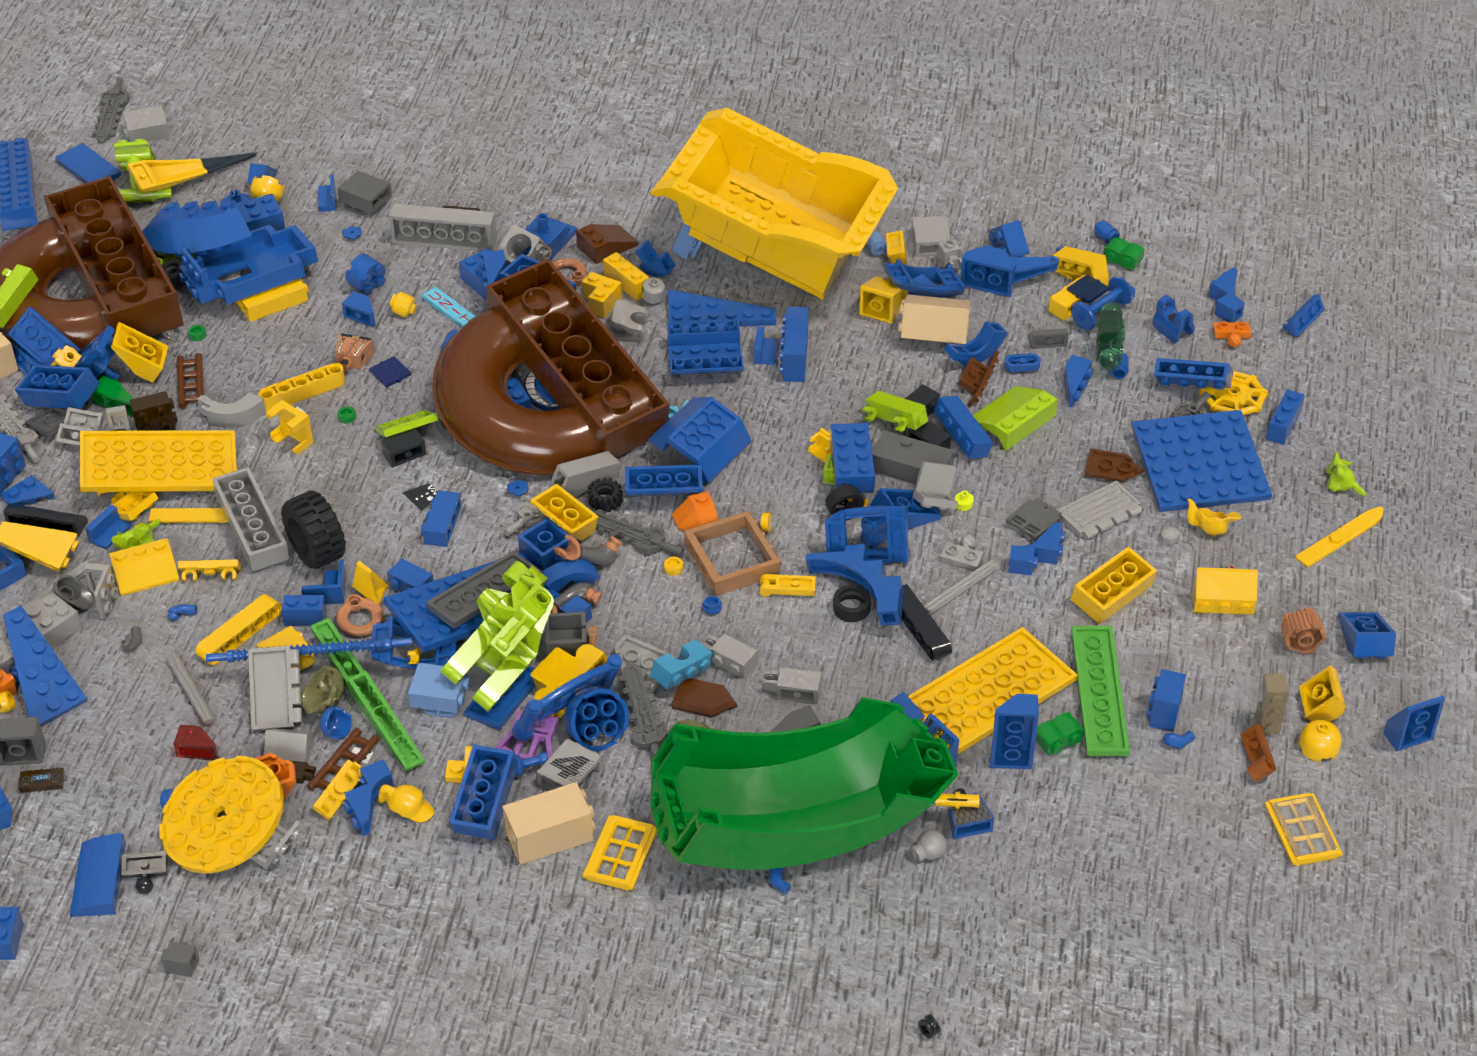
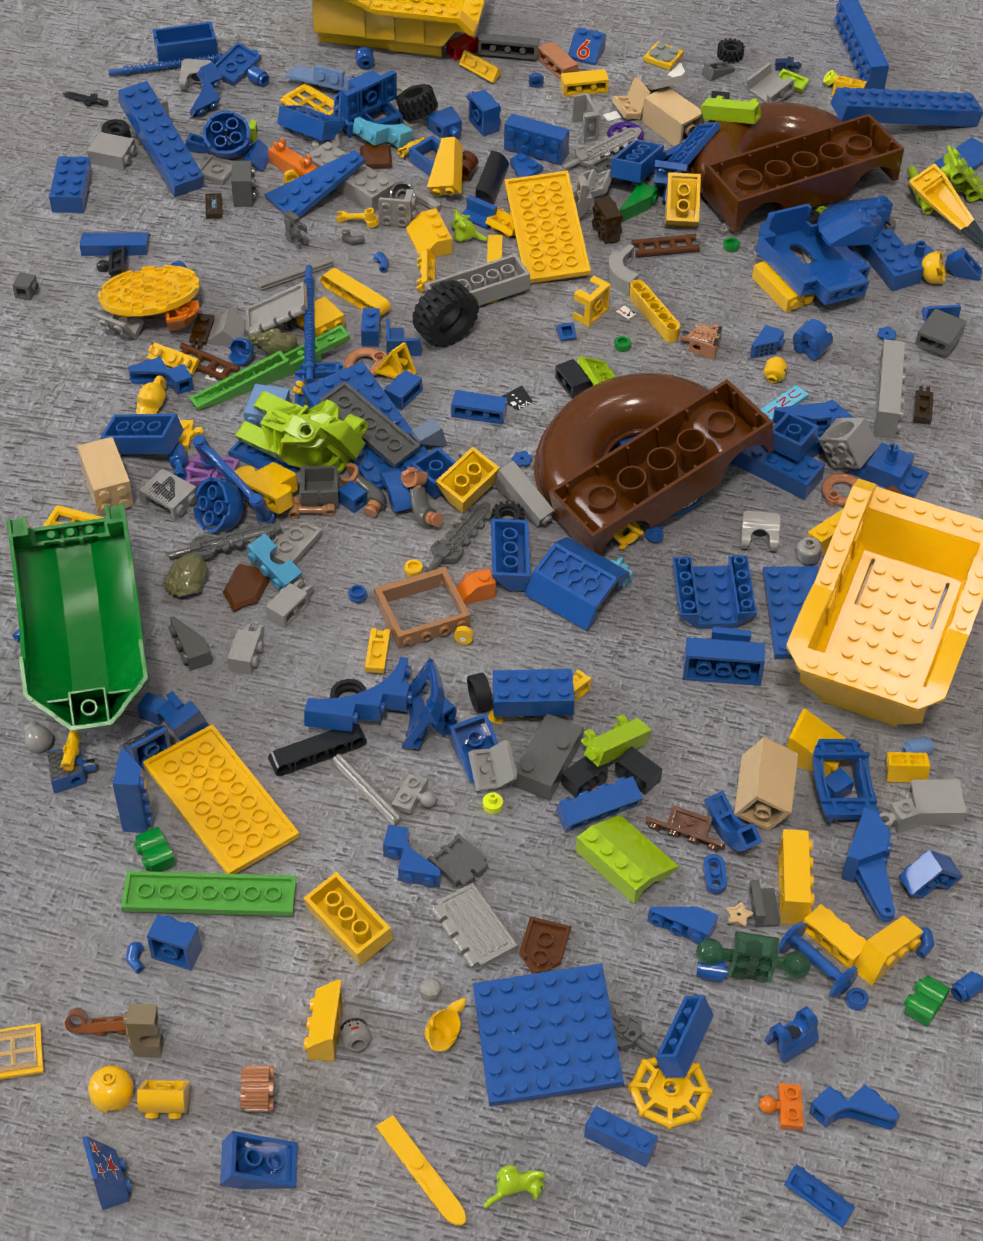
camera: 90 degrees right, 5 degrees up
(66, 357) = (664, 154): yellow brick -> none
(102, 624) = (368, 216): none -> yellow brick
(119, 686) = (293, 228): none -> dark grey plate
(194, 744) = (234, 277): clear red slope -> none
(322, 457) = (566, 331): none -> blue slope
(390, 371) = (685, 368): clear blue piece -> none
(488, 548) = (429, 433): none -> sand blue slope
(601, 293) = (801, 514): yellow brick -> none
(1026, 309) = (795, 876): none -> yellow brick
(1059, 351) = (738, 920): none -> tan plate
(1088, 289) = (838, 943): clear blue piece -> none

